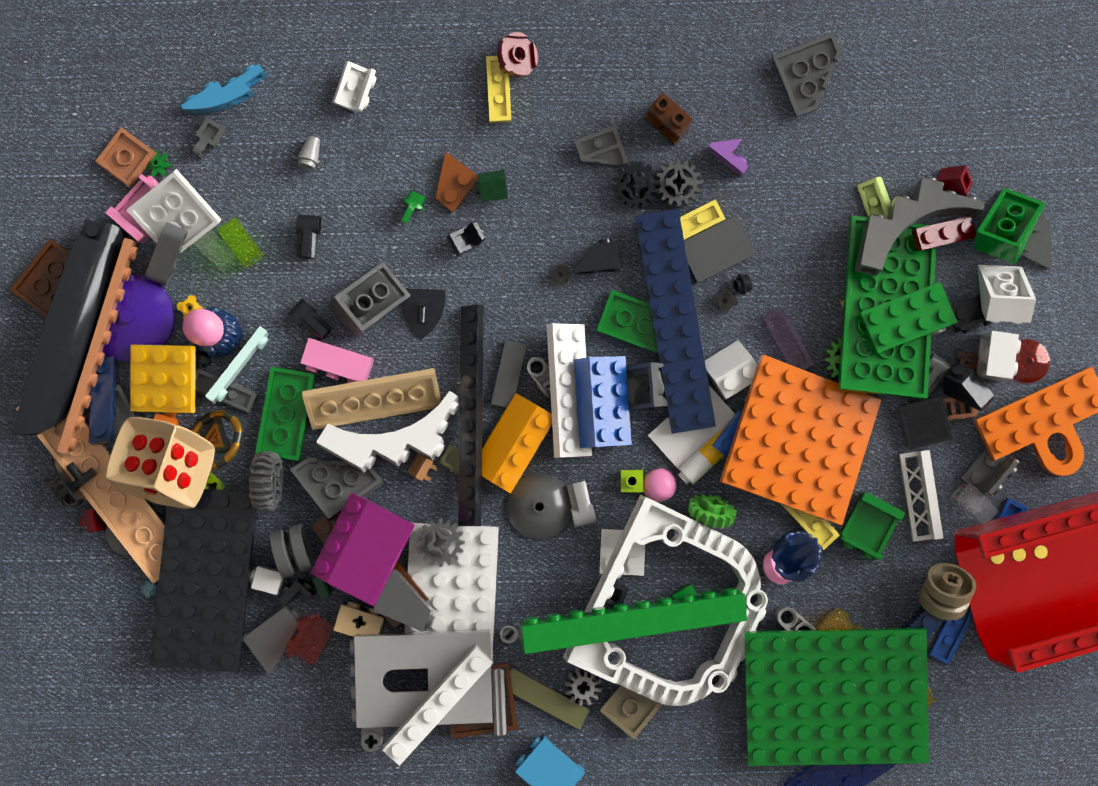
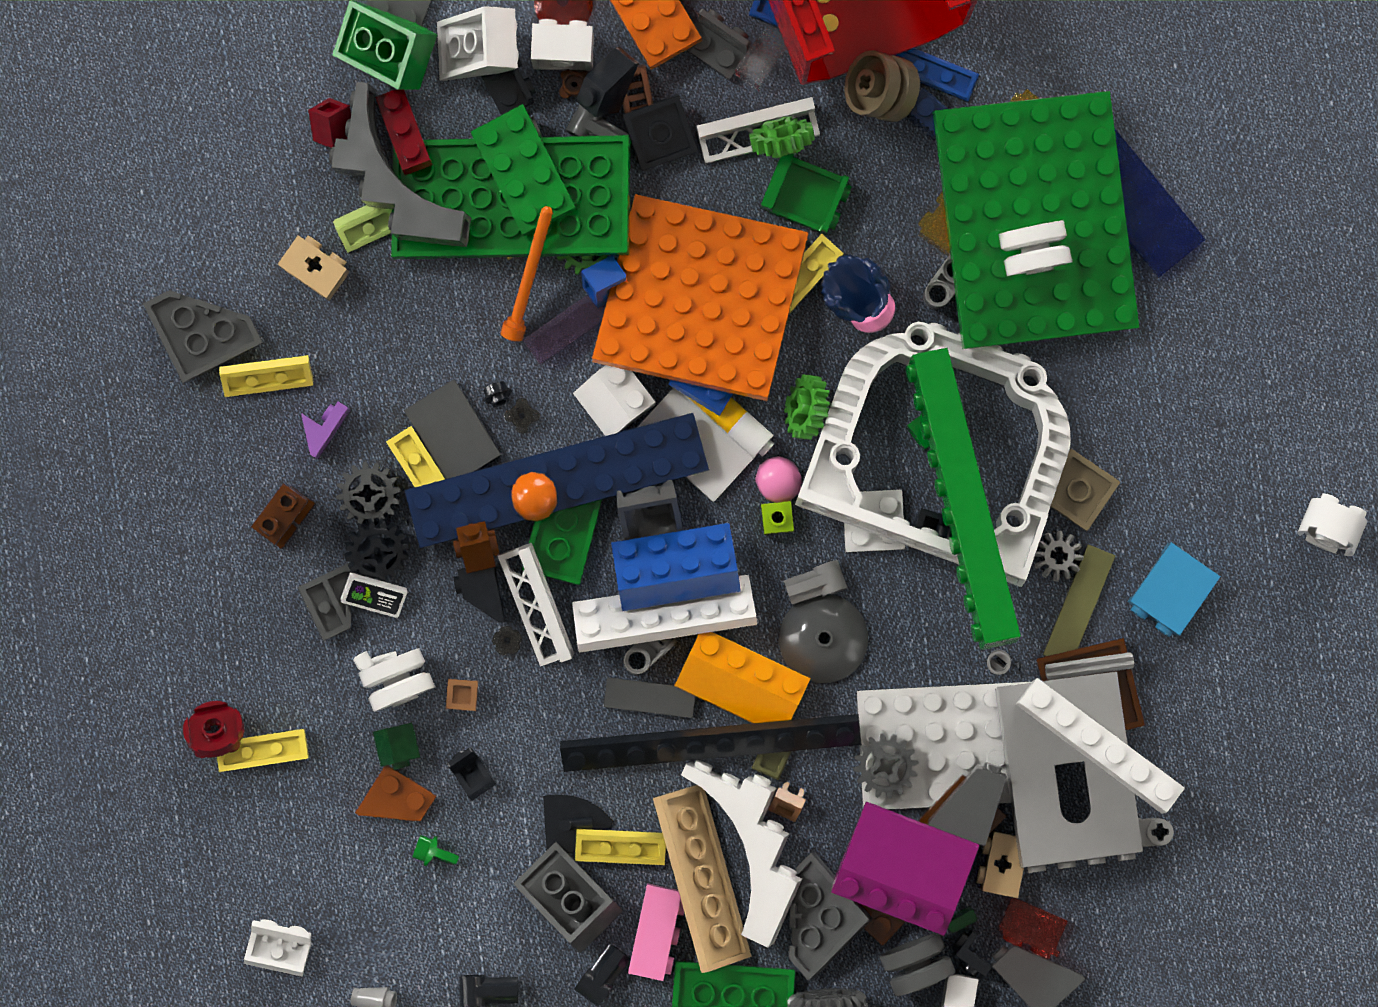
camera: 95 degrees left, 0 degrees up
(401, 341) = (620, 847): none -> light yellow plate
(524, 237) = (462, 694): none -> medium nougat tile
(540, 189) = (397, 682): none -> white wheel
(555, 169) = (364, 661): none -> white hand
(586, 302) = (545, 601): none -> white fence
(603, 180) = (374, 595): none -> tile
(631, 257) = (476, 546): none -> reddish brown brick
(665, 302) = (534, 496): none -> orange hair
(771, 117) = (266, 376): none -> light yellow plate
(791, 301) = (514, 327): none -> orange piece
(818, 694) = (1035, 249): none -> white wheel
(822, 367) = (600, 278): none -> blue panel
(858, 150) = (299, 256): none -> tan brick
(915, 512) = (782, 137): none -> bright green gear

